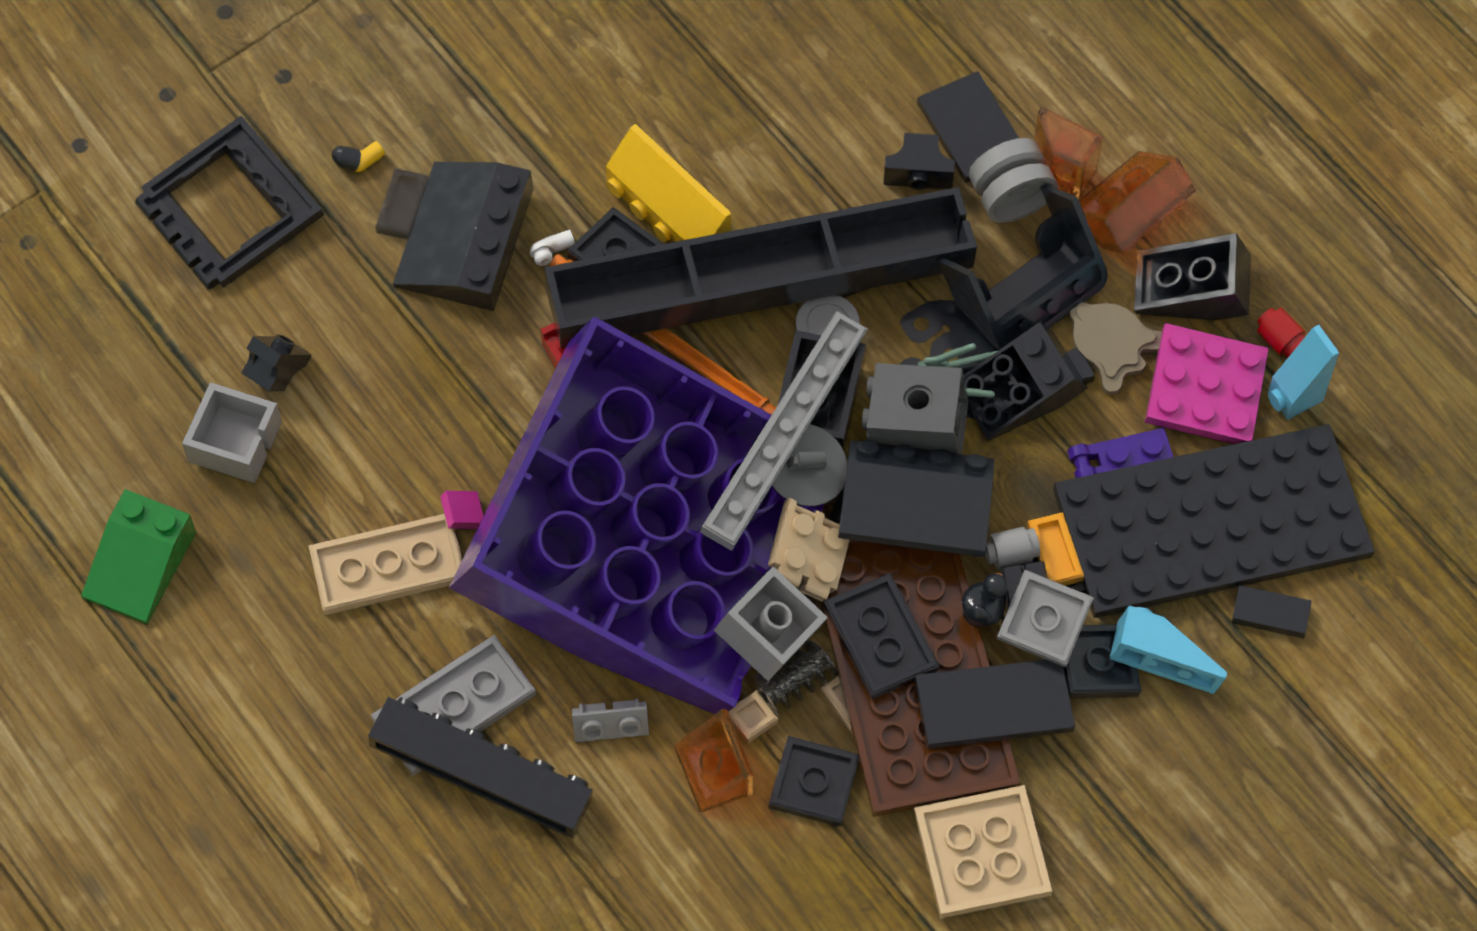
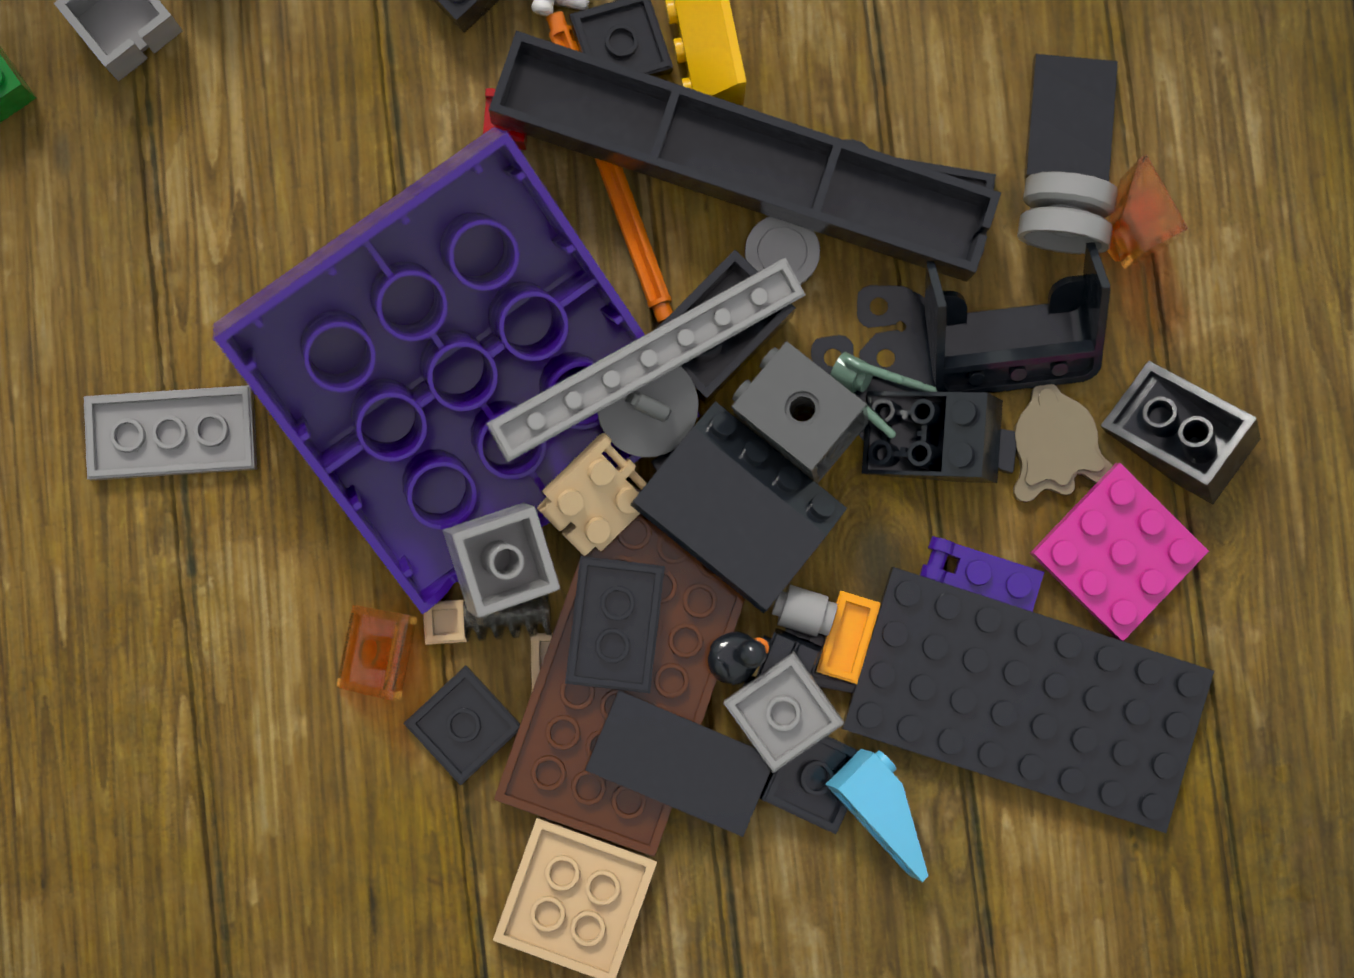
camera: 30 degrees right, 20 degrees up
(385, 563) = (194, 244): tan tile -> none
(462, 509) = (297, 234): dark pink tile -> none
(480, 766) = (147, 519): black brick -> none
(596, 723) = (289, 535): light grey hinge -> none
(919, 164) = (987, 131): black brick -> none
(1135, 199) = (1179, 304): clear orange slope -> none
(1271, 611) = (1021, 829): black tile -> none
(1280, 331) = (1233, 544): red brick -> none
(1304, 375) = (1219, 613): medium azure slope -> none

